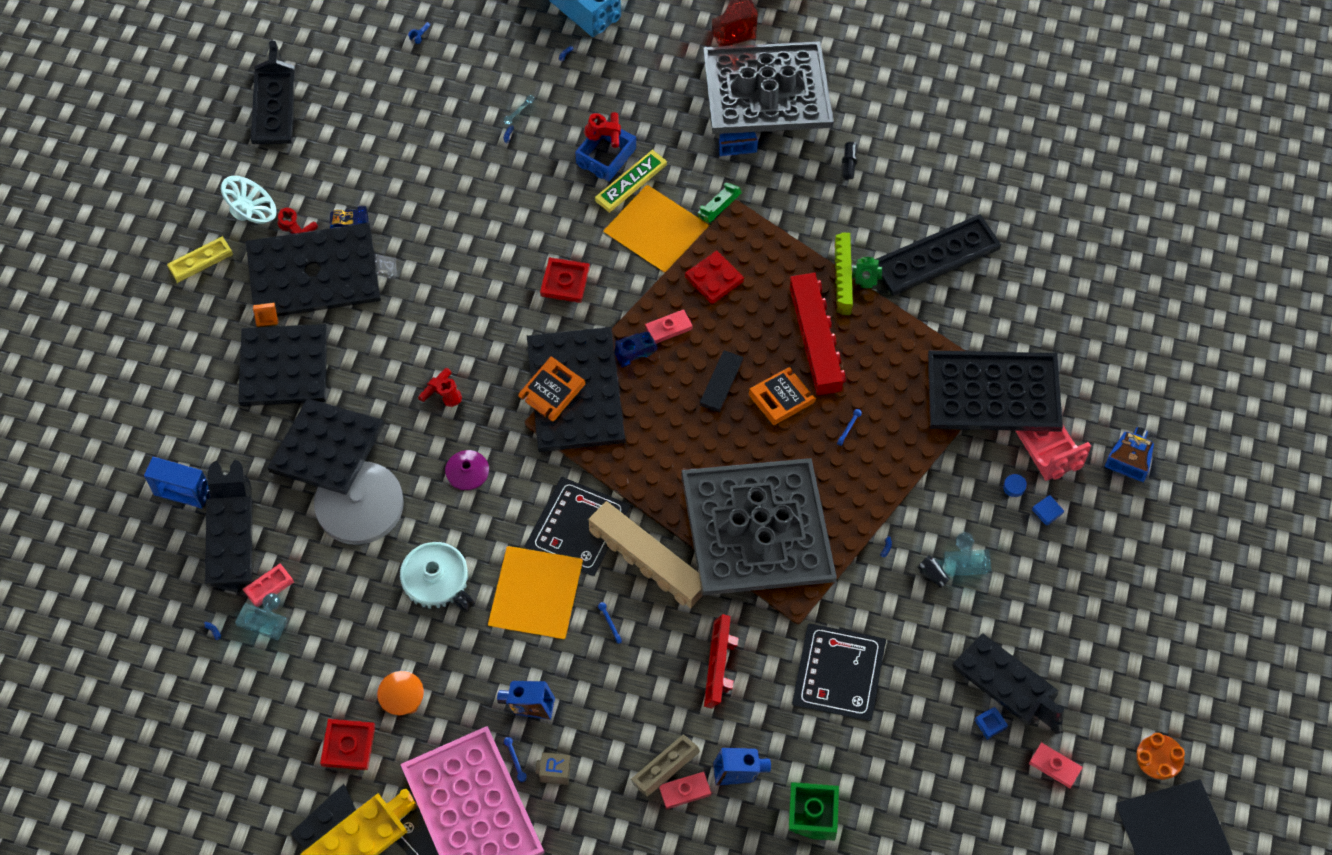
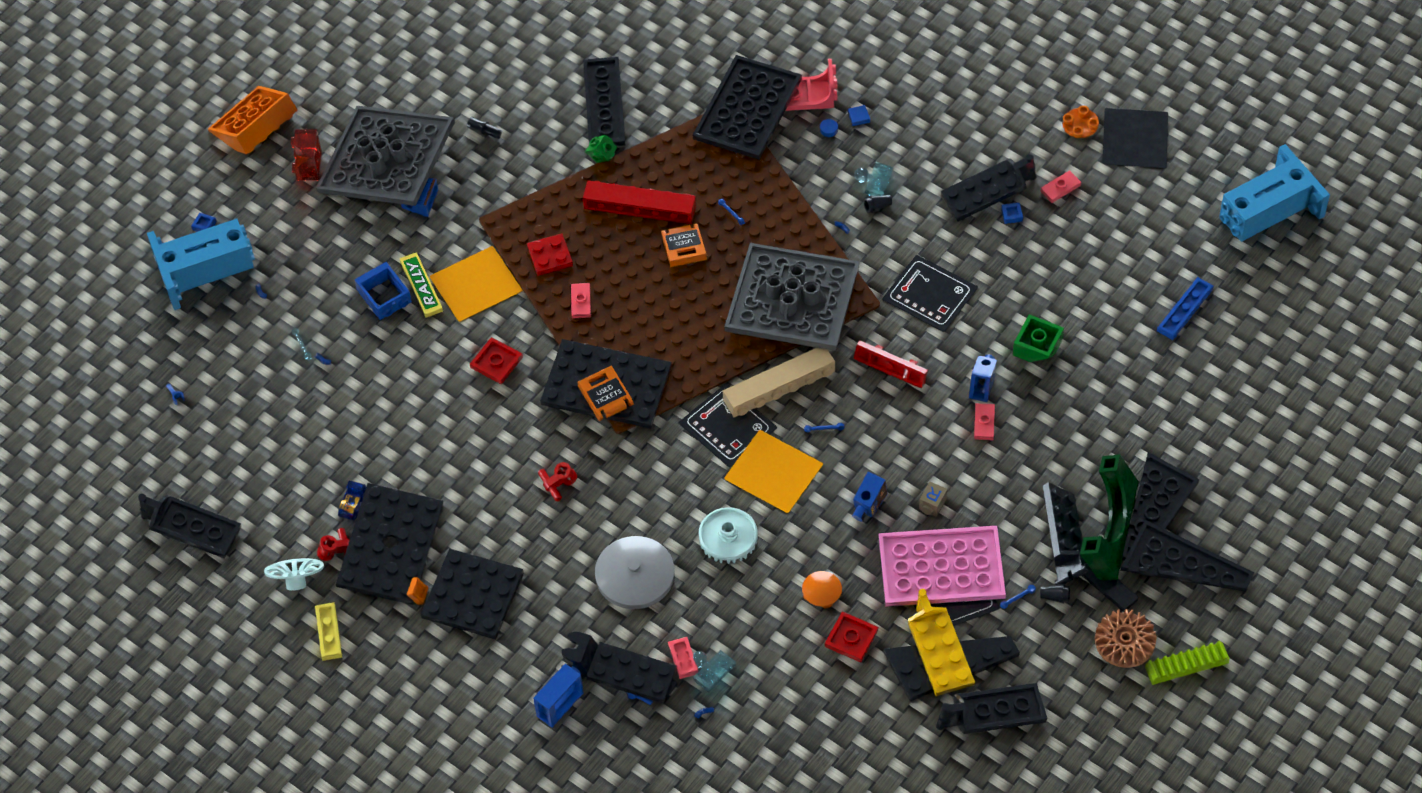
camera: 65 degrees left, 5 degrees down
(326, 446) = (572, 578): black plate -> none
(385, 266) = (414, 487): clear tile -> none
(463, 601) = (762, 520): black bush -> none
(467, 478) = (640, 493): magenta dish -> none
(521, 775) = (927, 526): blue hinge -> none
(603, 127) = (367, 277): red piece -> none
(634, 347) = (591, 328): clear blue leg -> none
(665, 765) = (960, 426): dark tan plate -> none
(719, 202) = (474, 223): green piece -> none
(721, 381) = (649, 281): black tile -> none
(843, 274) = (595, 164): lime gear -> none
(1132, 455) = (839, 45): torso -> none

